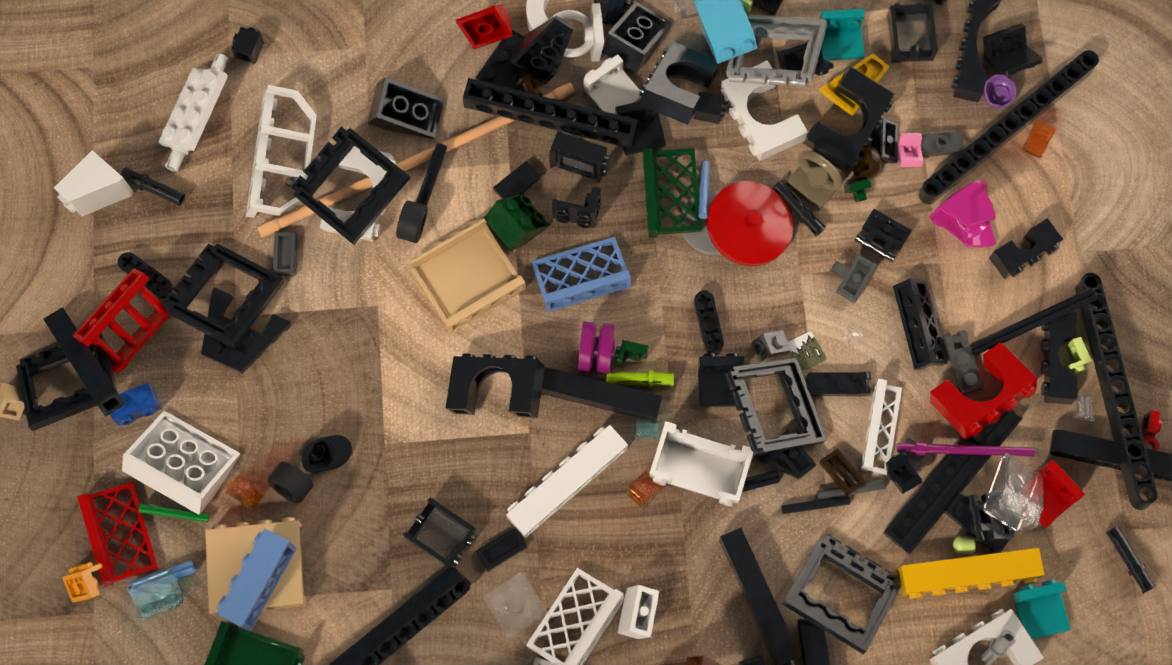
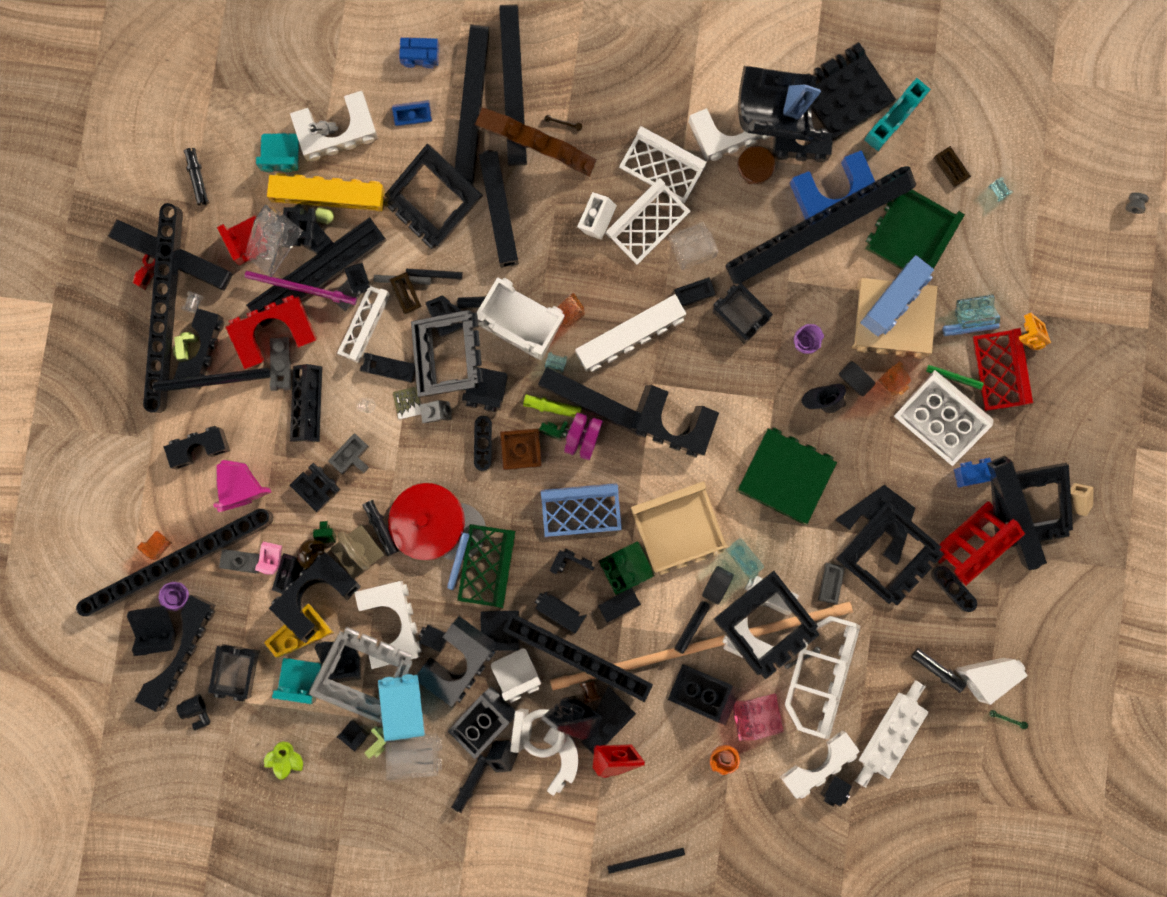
camera: 170 degrees left, 10 degrees up
(52, 152) = (1023, 725): none -> clear green hinge
(286, 47) = (840, 750): none -> white arch
(342, 98) = (757, 718): none -> clear pink bracket
(353, 356) = (787, 476): none -> dark green panel
(355, 518) = (808, 338): none -> medium lavender hair
(371, 50) = (724, 759): none -> orange hair
(386, 256) = (745, 558): none -> clear light blue bracket
(664, 324) = (520, 449): none -> reddish brown plate

